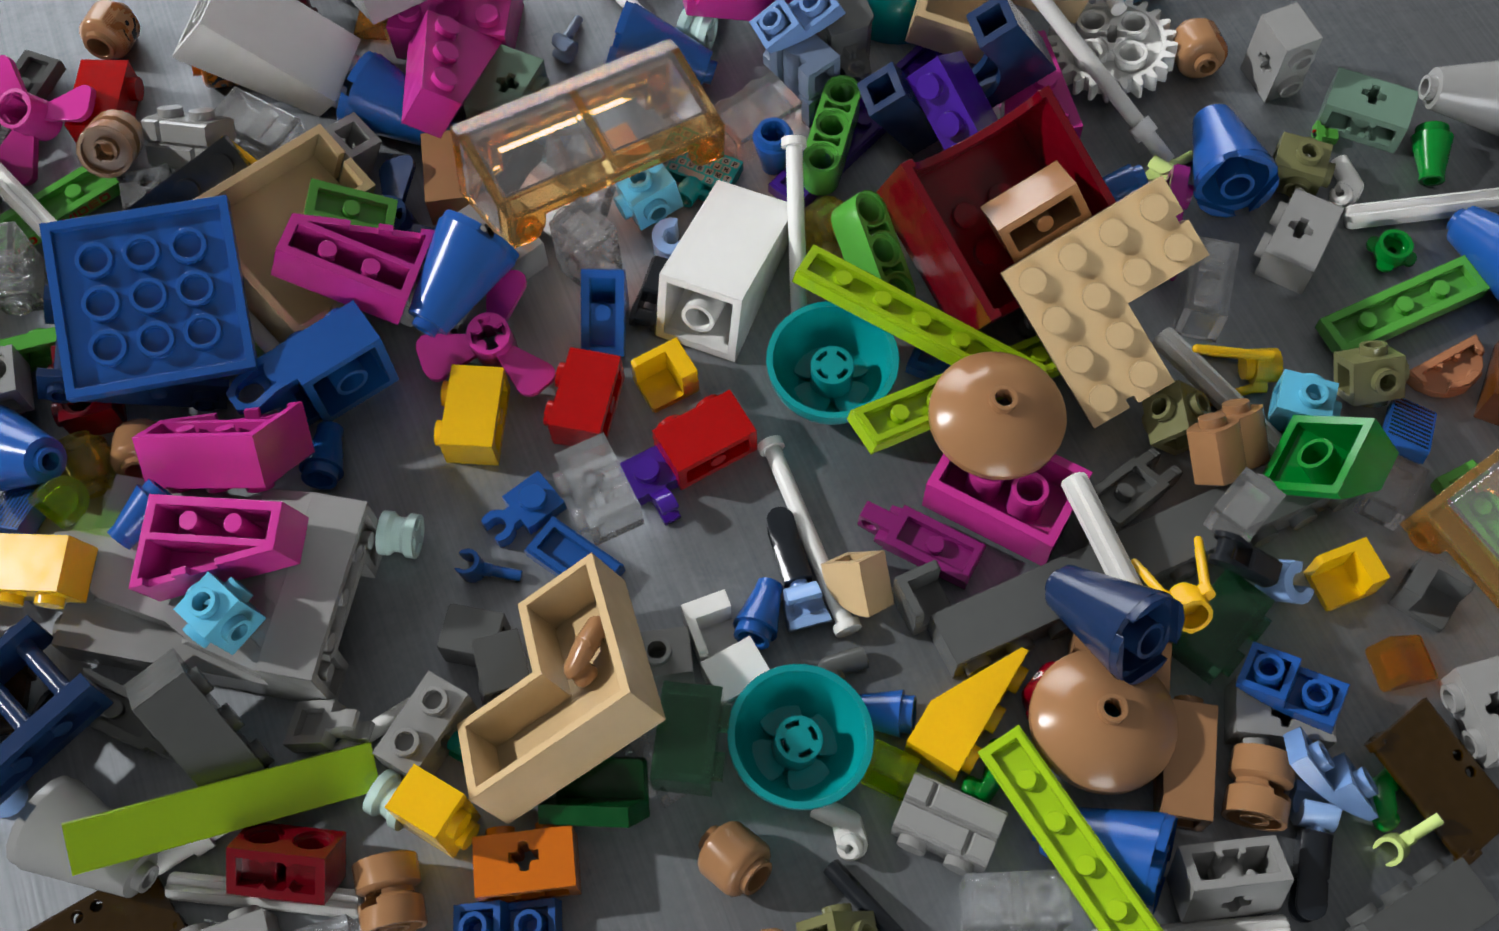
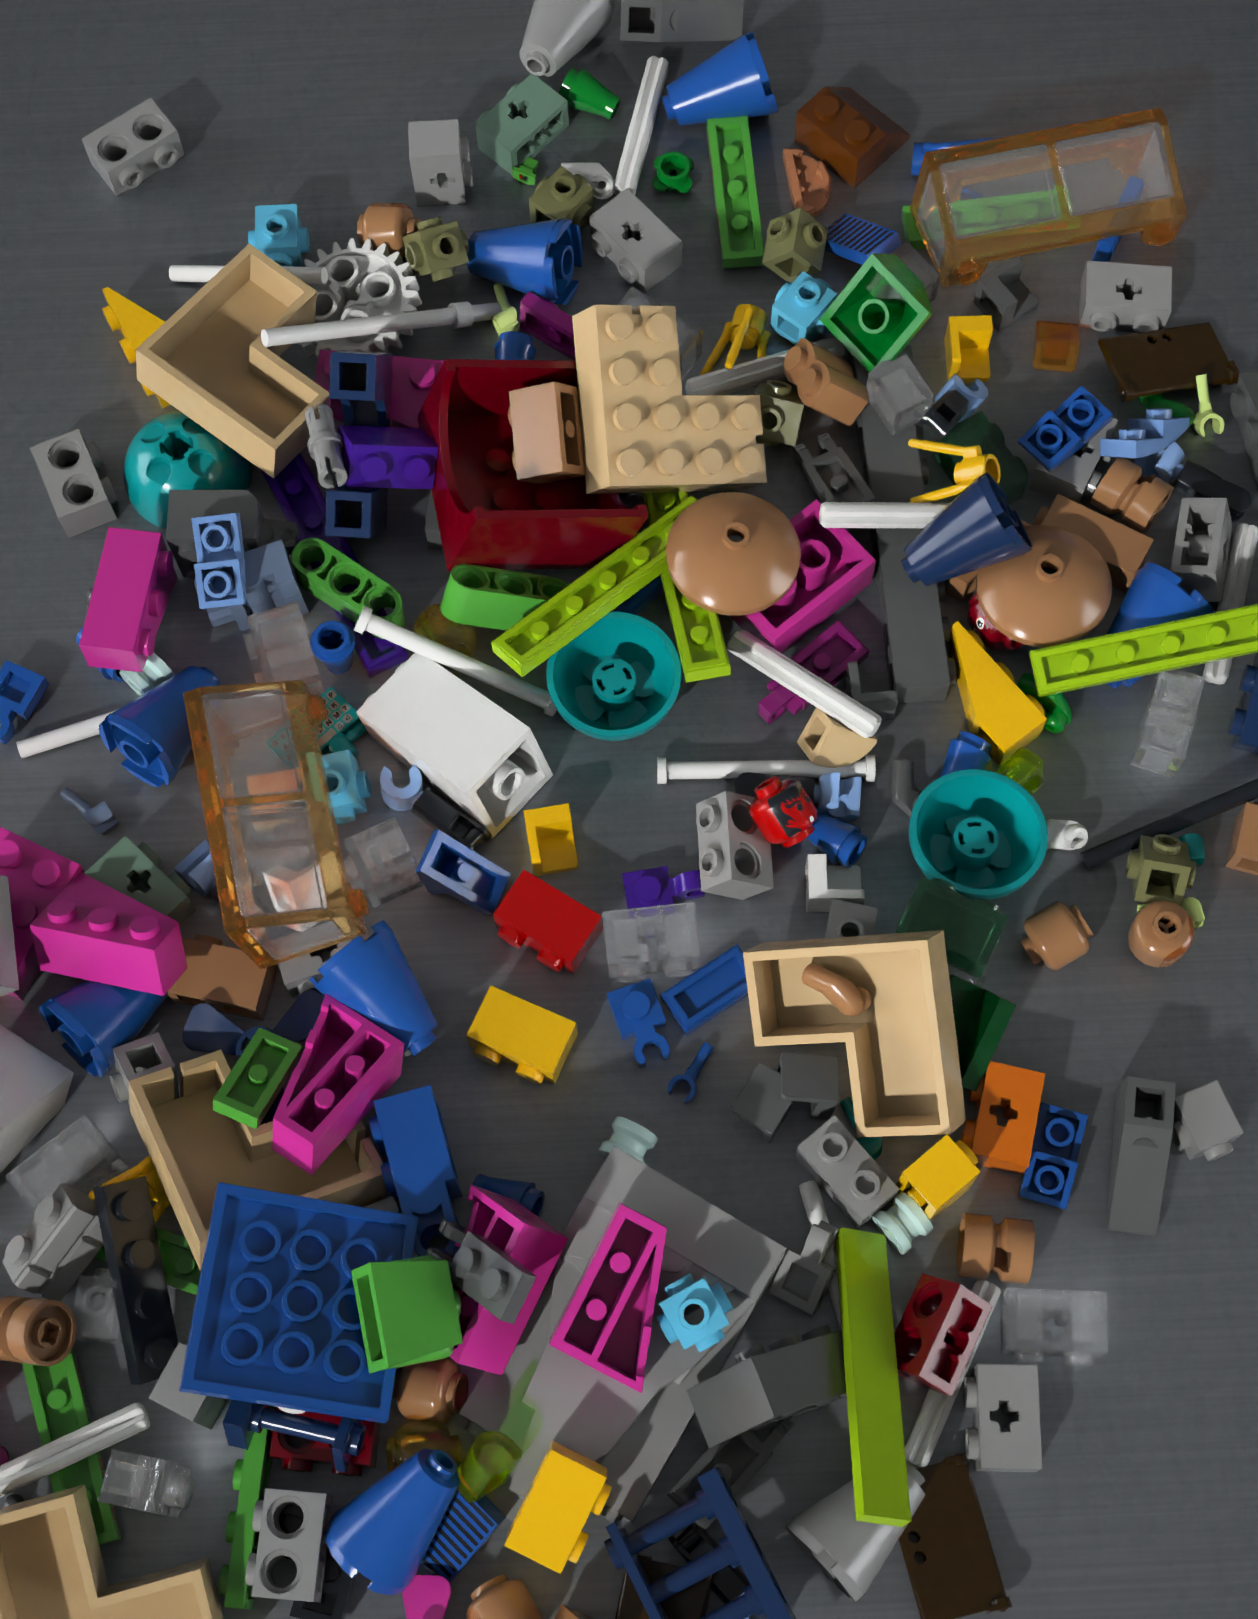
camera: 70 degrees left, 5 degrees up
(130, 520) = (538, 1378): blue cone -> none
(156, 376) = (407, 1311): none -> bright green torso
(208, 420) = (485, 1272): none -> dark grey hinge
(525, 370) = (495, 967): dark pink piece -> none
(705, 438) = (635, 824): red brick -> none
(715, 537) = (732, 850): none -> light grey brick
(734, 668) = (886, 872): white panel -> none
(757, 552) = (783, 811): none -> red head
(896, 530) = (804, 683): none -> white axle
(934, 44) = (325, 446): none -> light grey pin
(947, 825) = (1084, 748): light grey brick -> none
(1183, 96) = (436, 249): none -> olive brick

